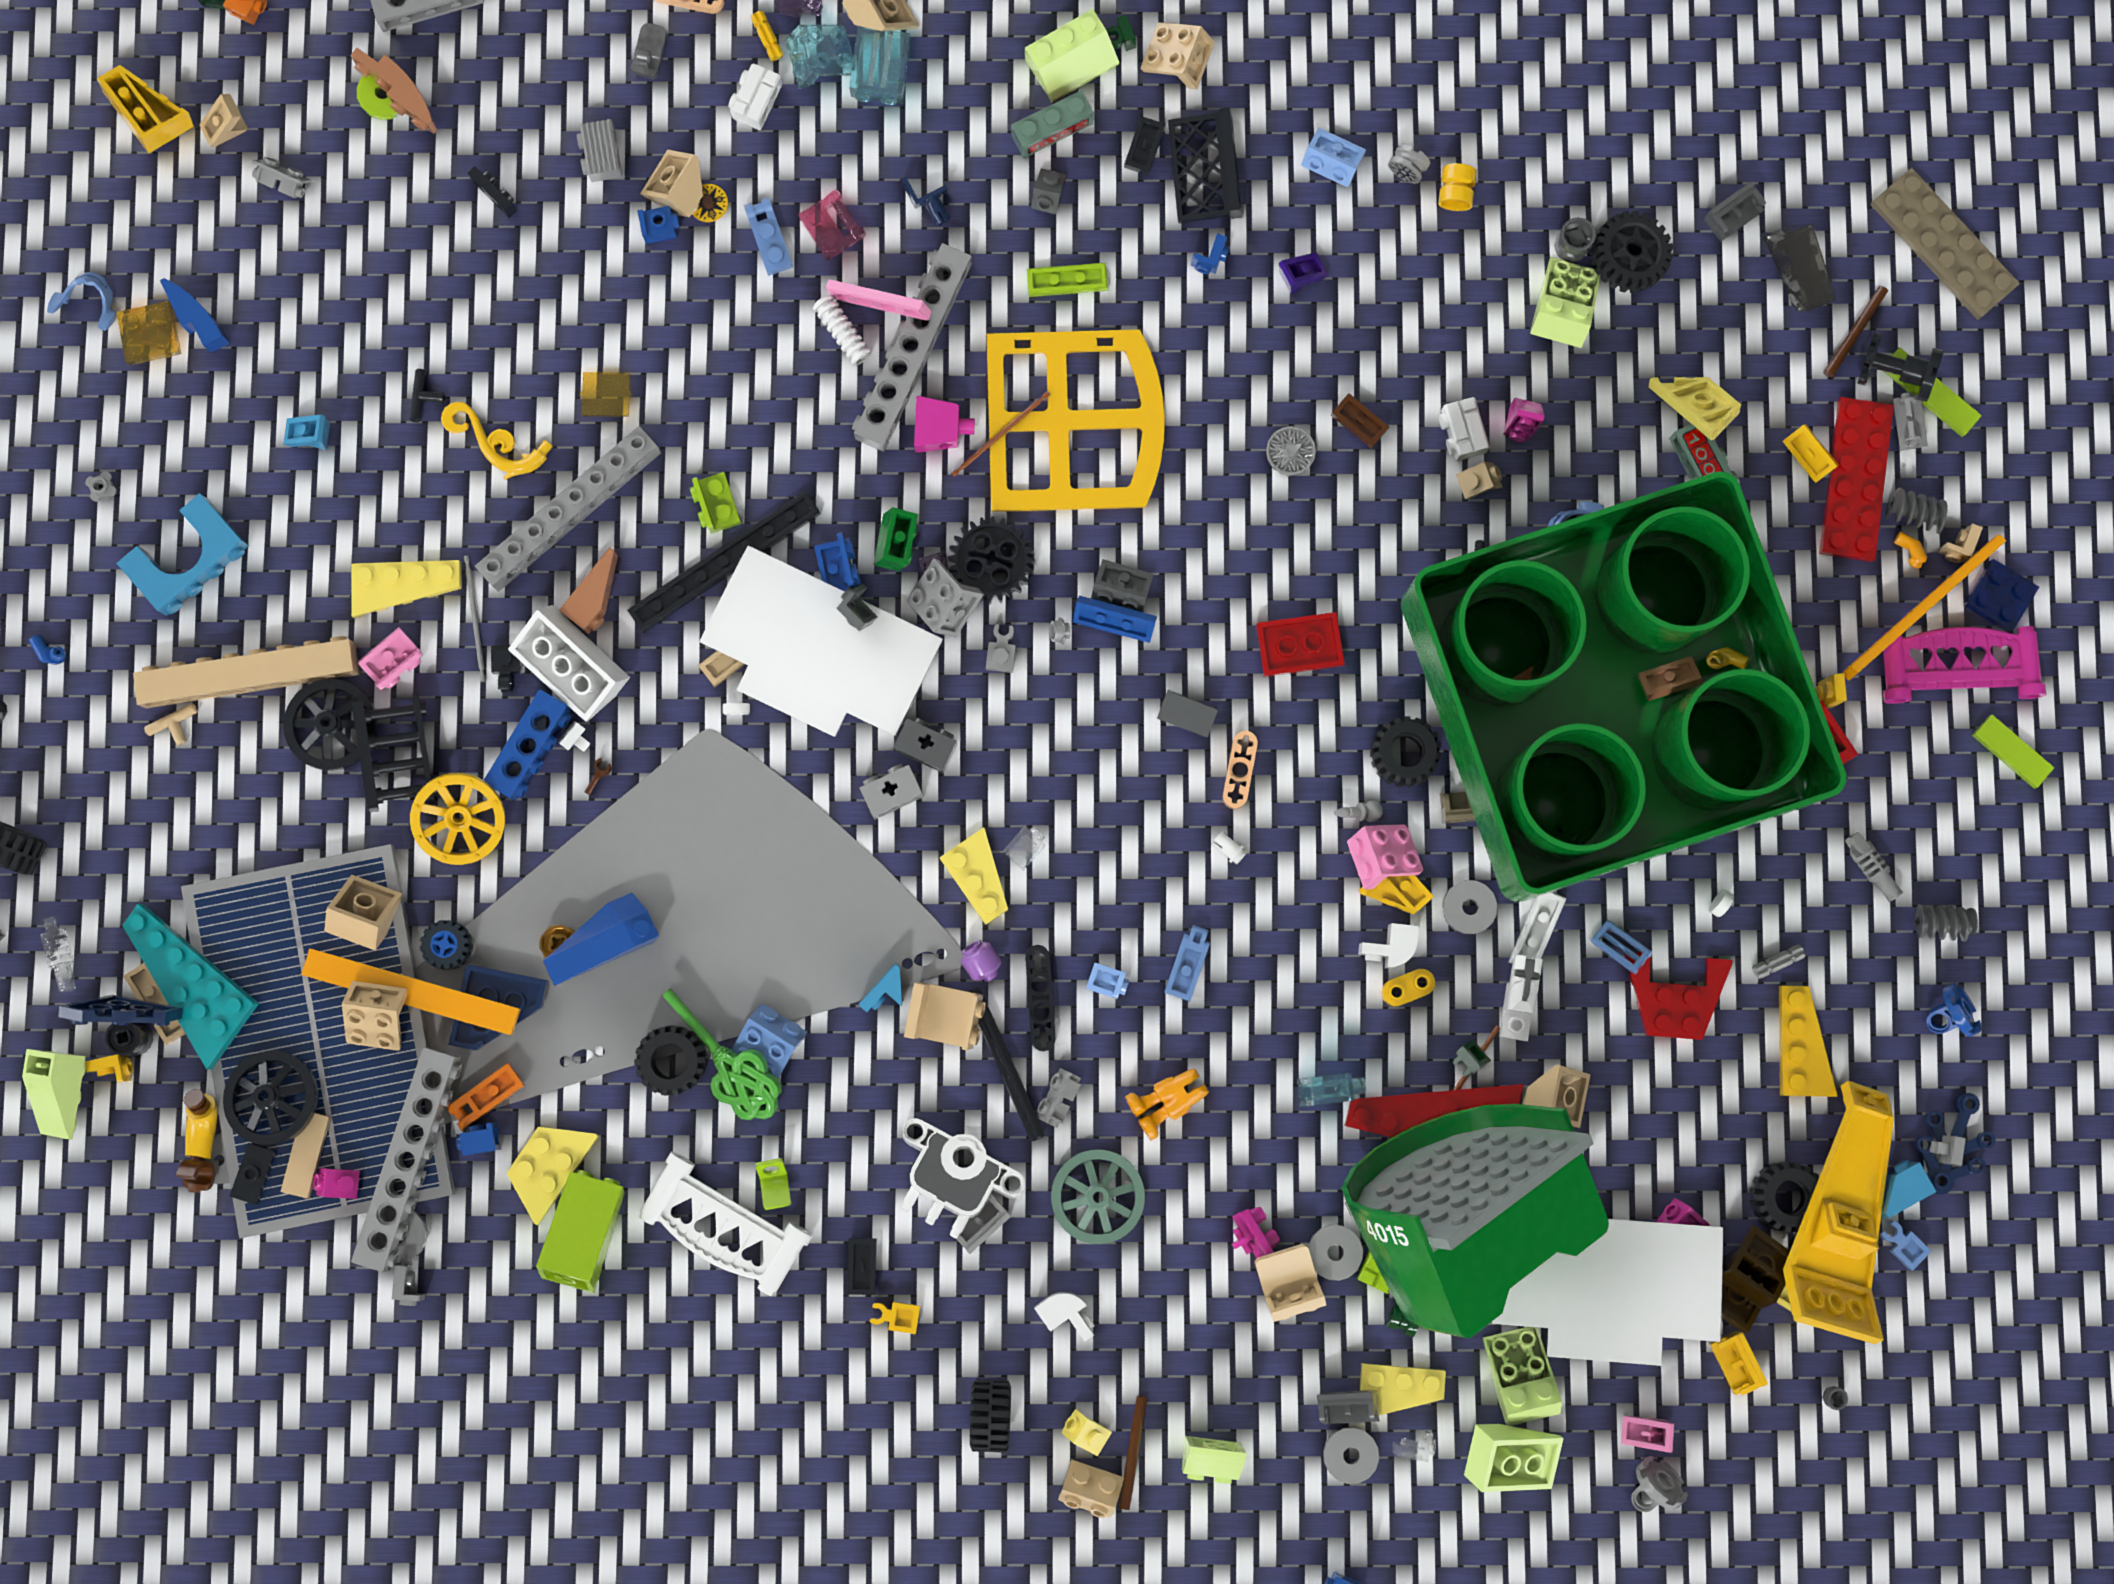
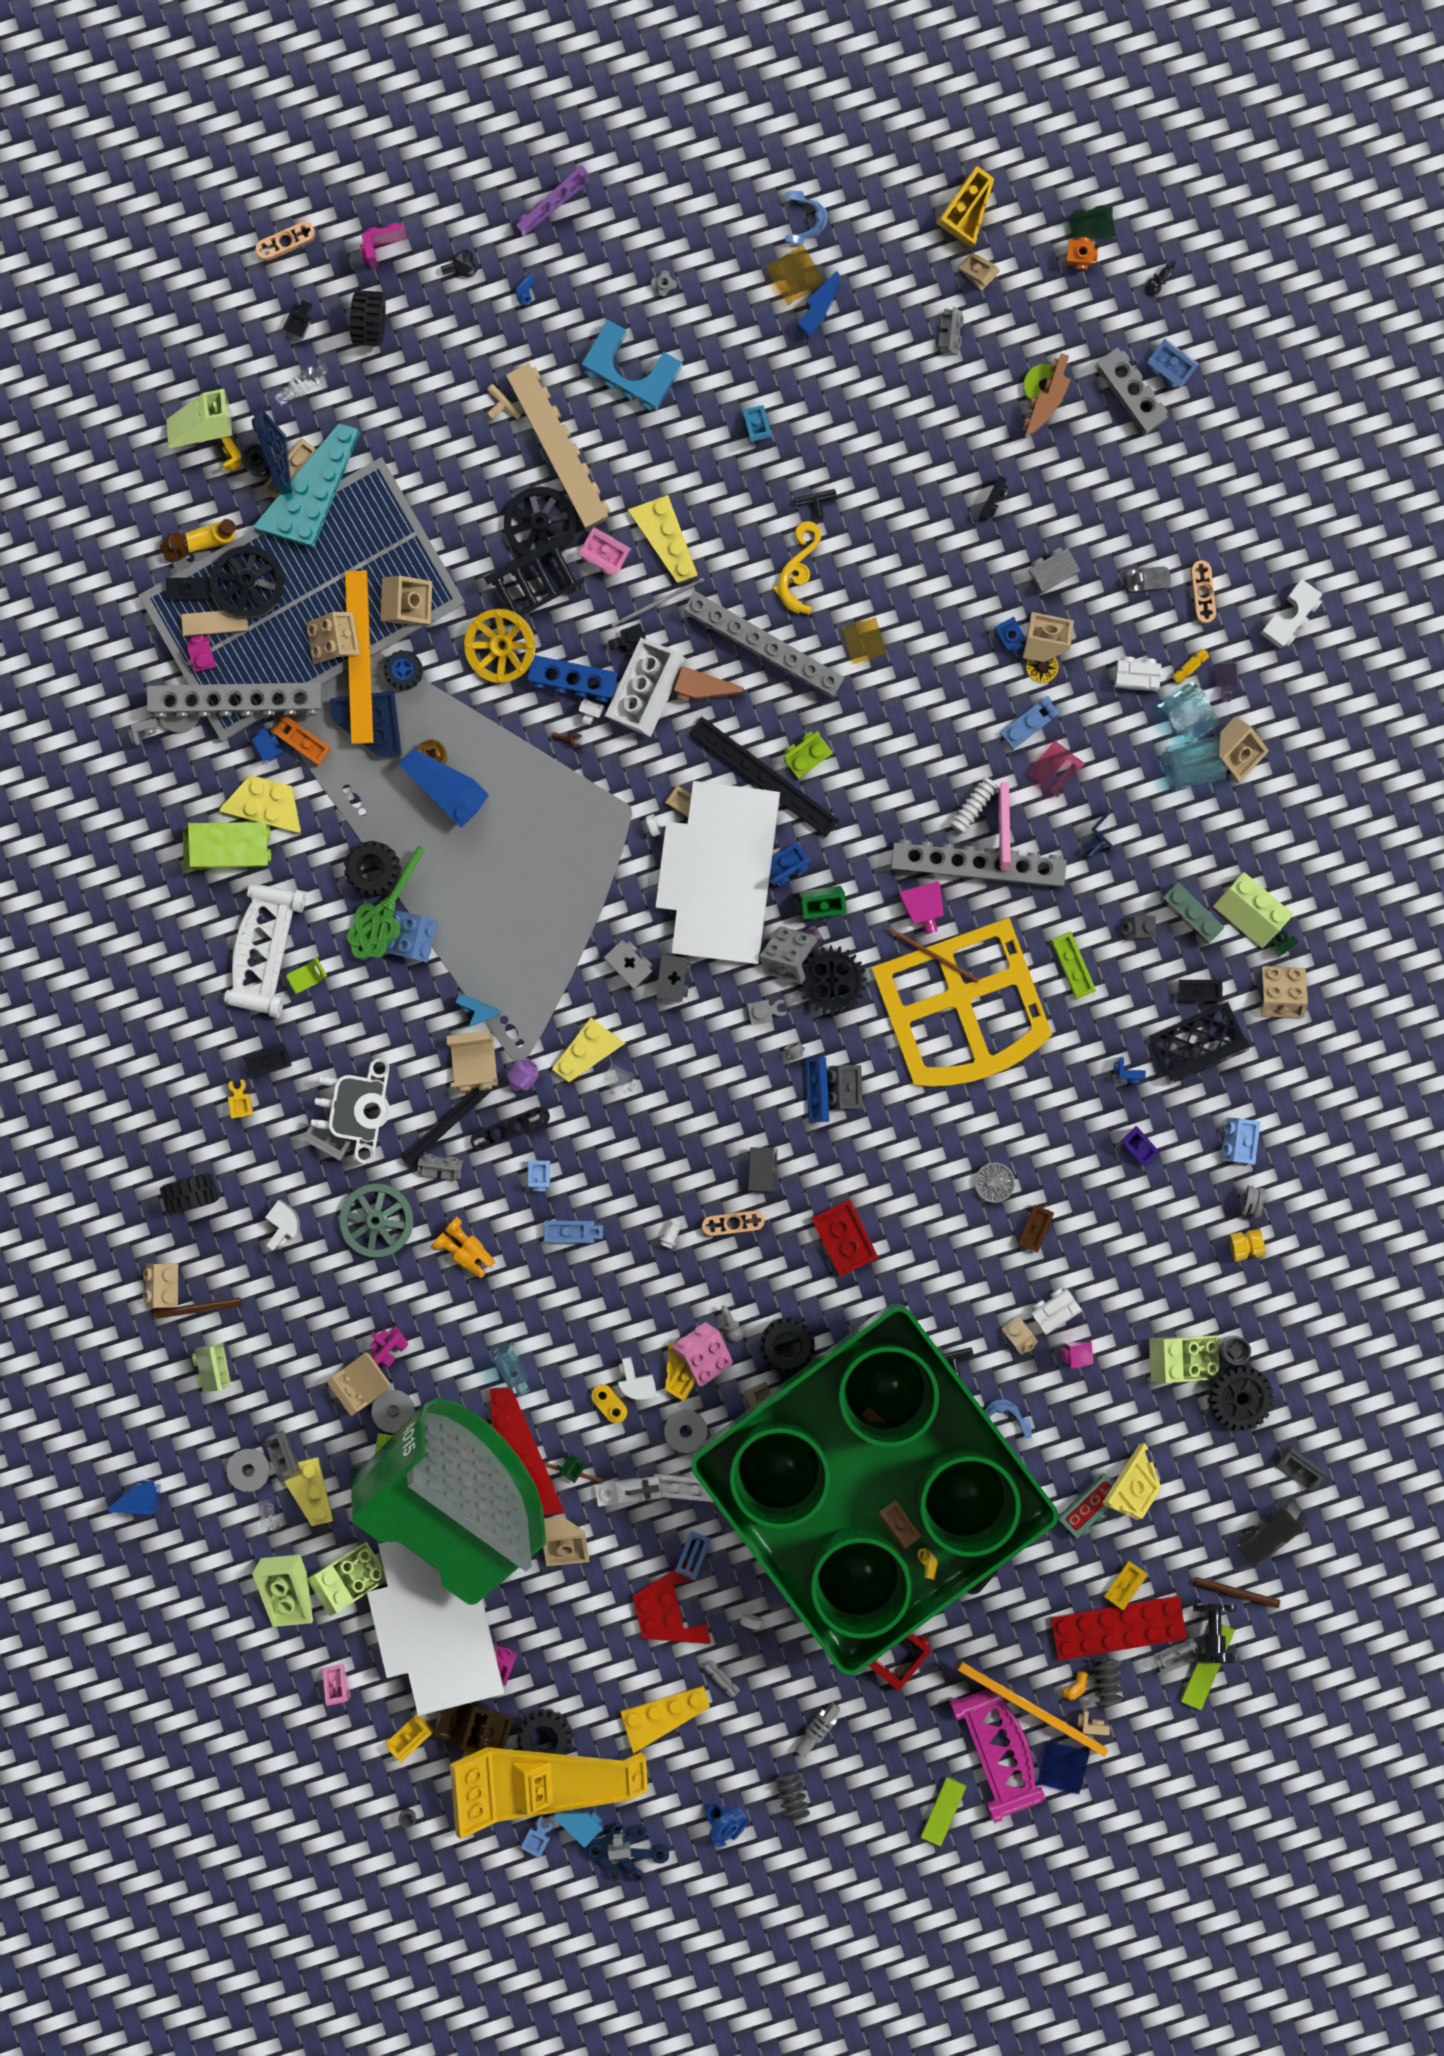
camera: 80 degrees right, 5 degrees up
(855, 610) = (755, 891): dark grey bracket -> none
(1086, 1432) = (200, 1268): light yellow bracket -> none
(1660, 1484) = (301, 1704): light grey tile -> none
(1832, 690) = (941, 1655): yellow plate -> none
(1944, 244) = (1331, 1641): dark tan plate -> none

